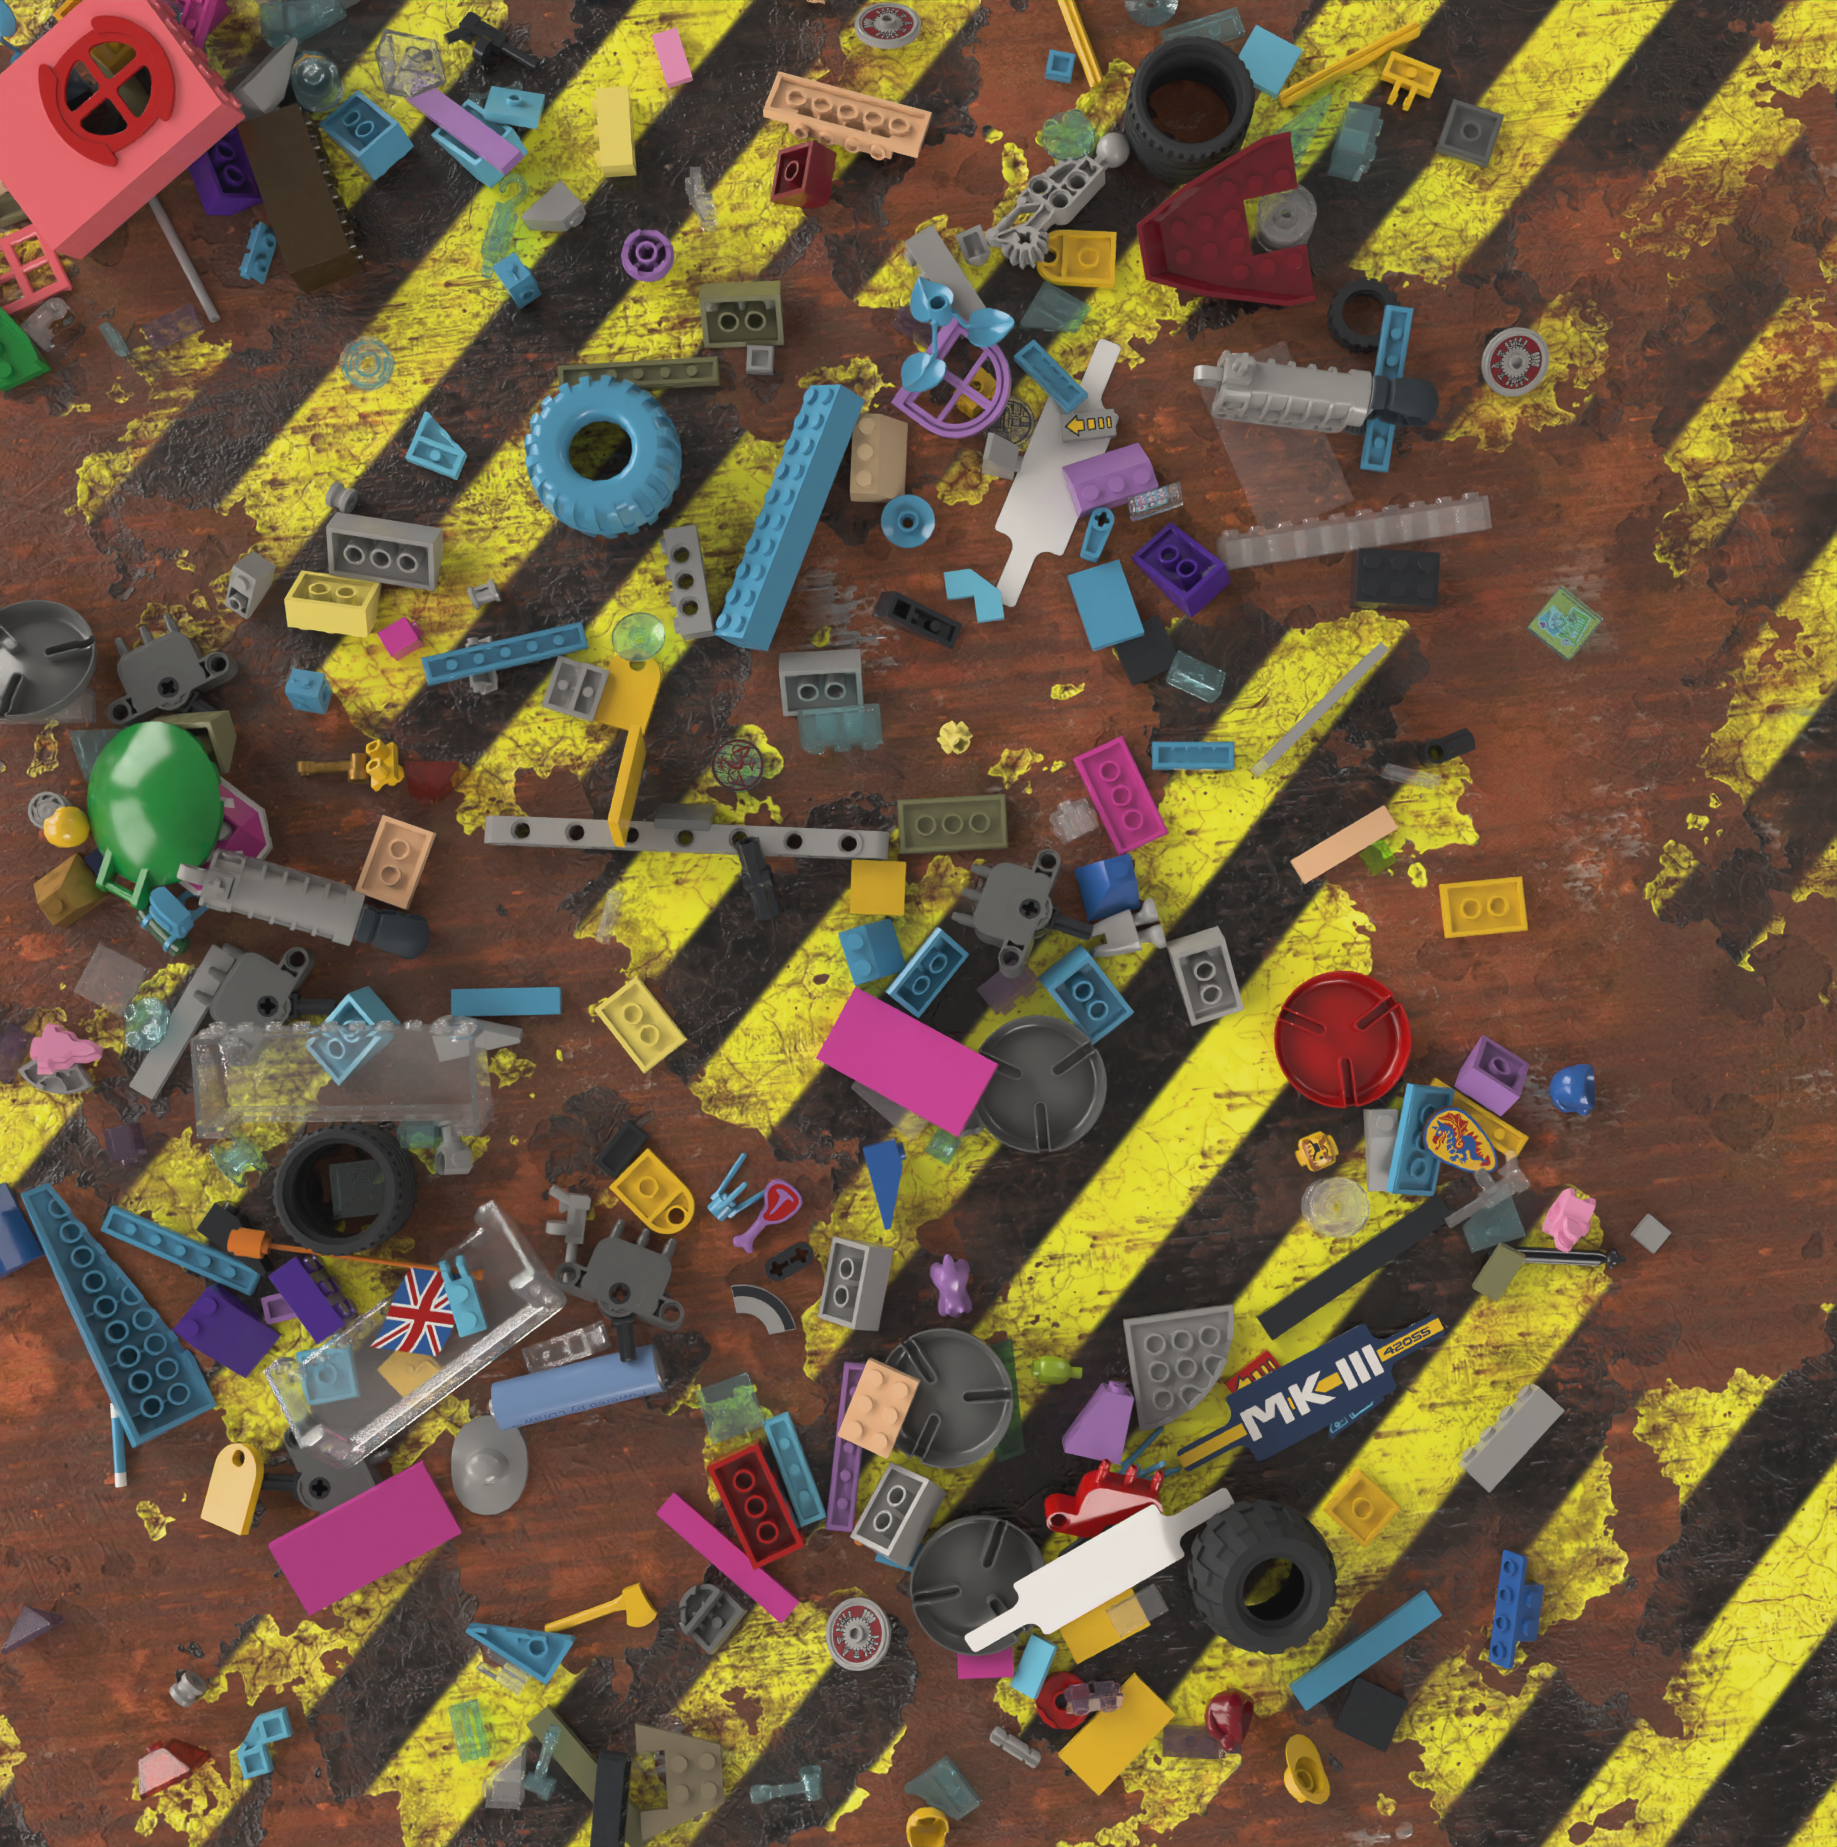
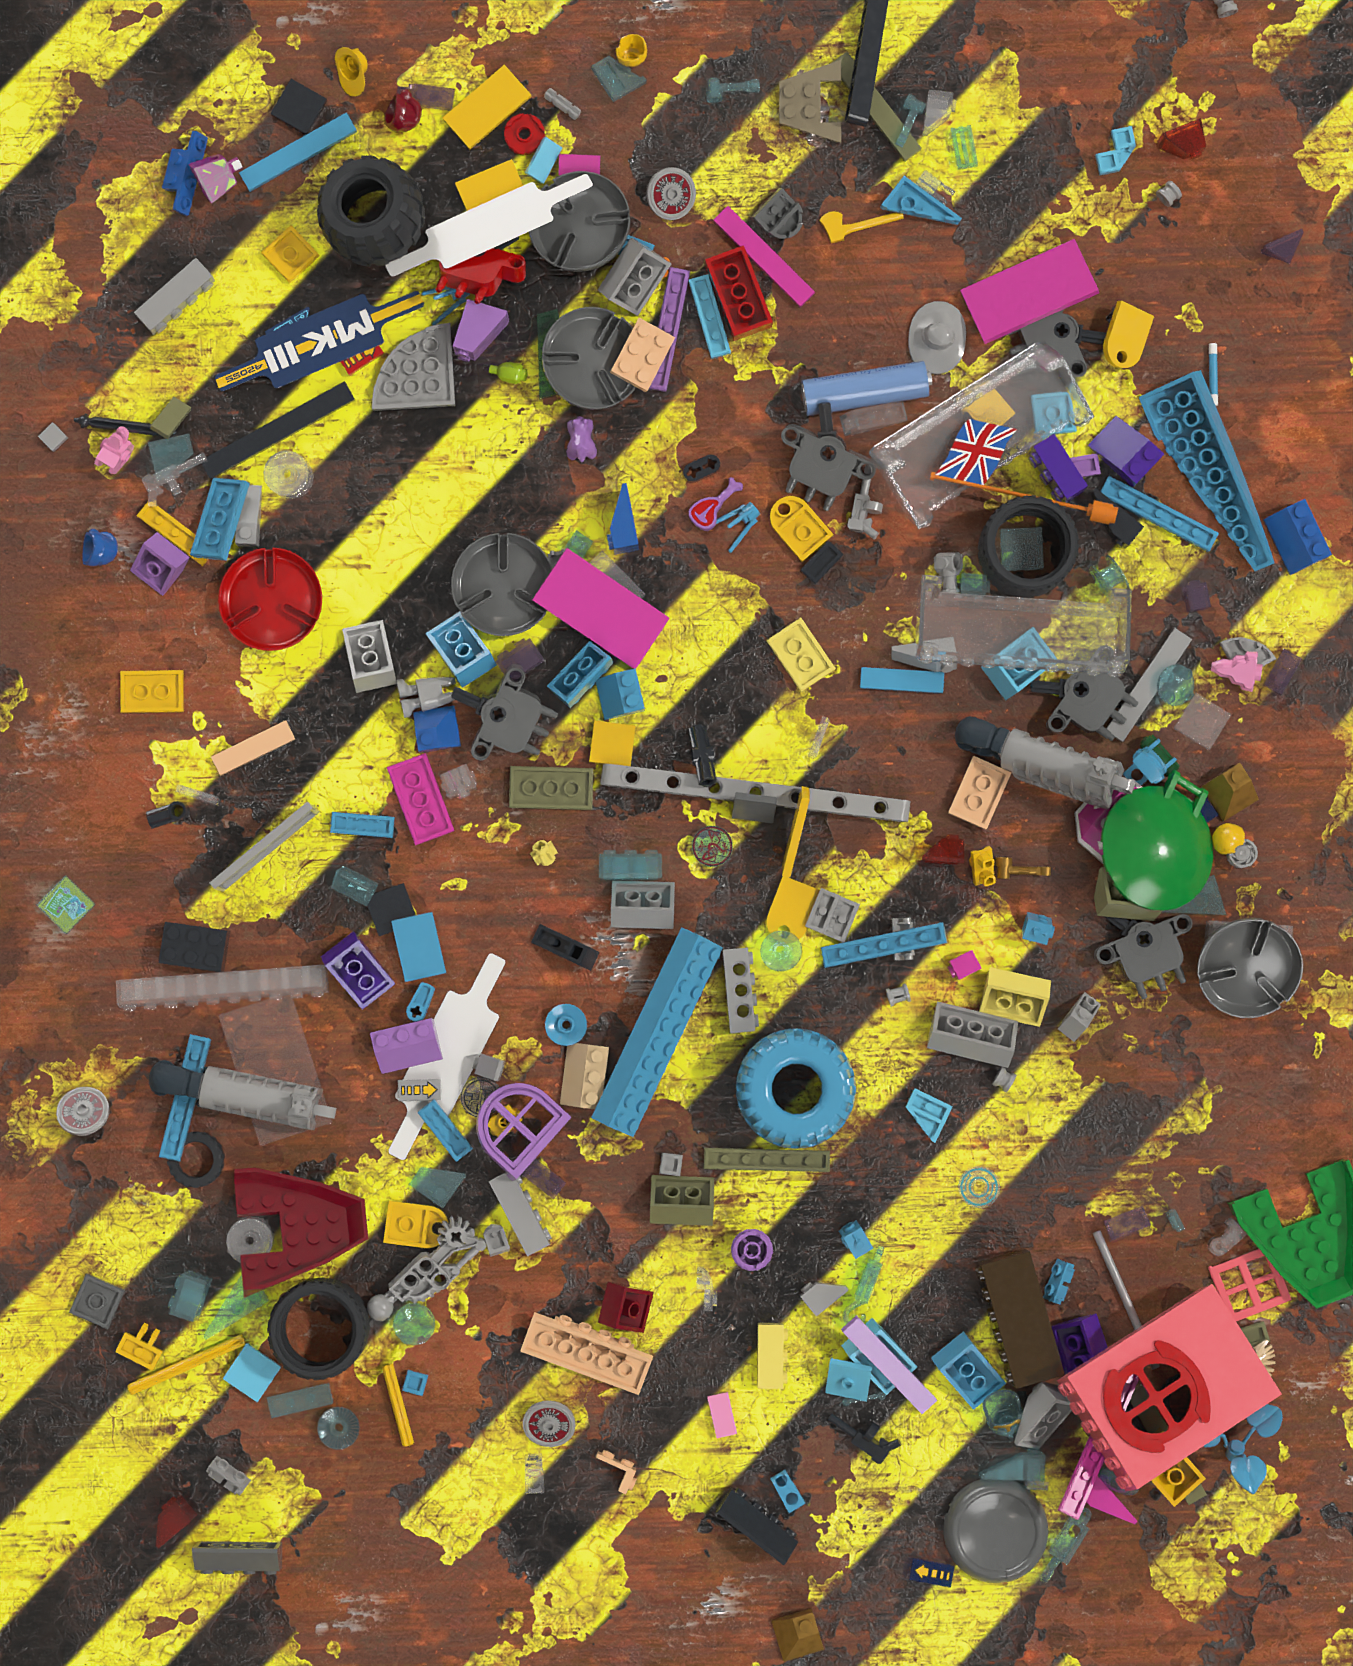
camera: 175 degrees right, 0 degrees up
(409, 64) = (929, 1422): clear slope -> none
(463, 1298) = (944, 458): medium azure hinge -> none
(730, 1408) = (753, 364): clear light blue tile -> none
(763, 1305) = (722, 437): tile -> none
(855, 1283) = (653, 447): light grey slope -> none
(934, 303) = (533, 1190): dark azure plant -> none
(969, 584) = (510, 961): medium azure tile -> none
(1081, 1701) = (493, 133): hinge -> none
(1137, 1610) = (464, 194): clear tile -> none
(1155, 501) = (373, 1024): clear tile -> none
(1316, 1151) = (297, 517): head -> none
(1377, 857) = (228, 736): clear neon green tile -> none
(1458, 1140) = (191, 516): shield -> none
(1474, 1609) = (215, 175): none -> torso

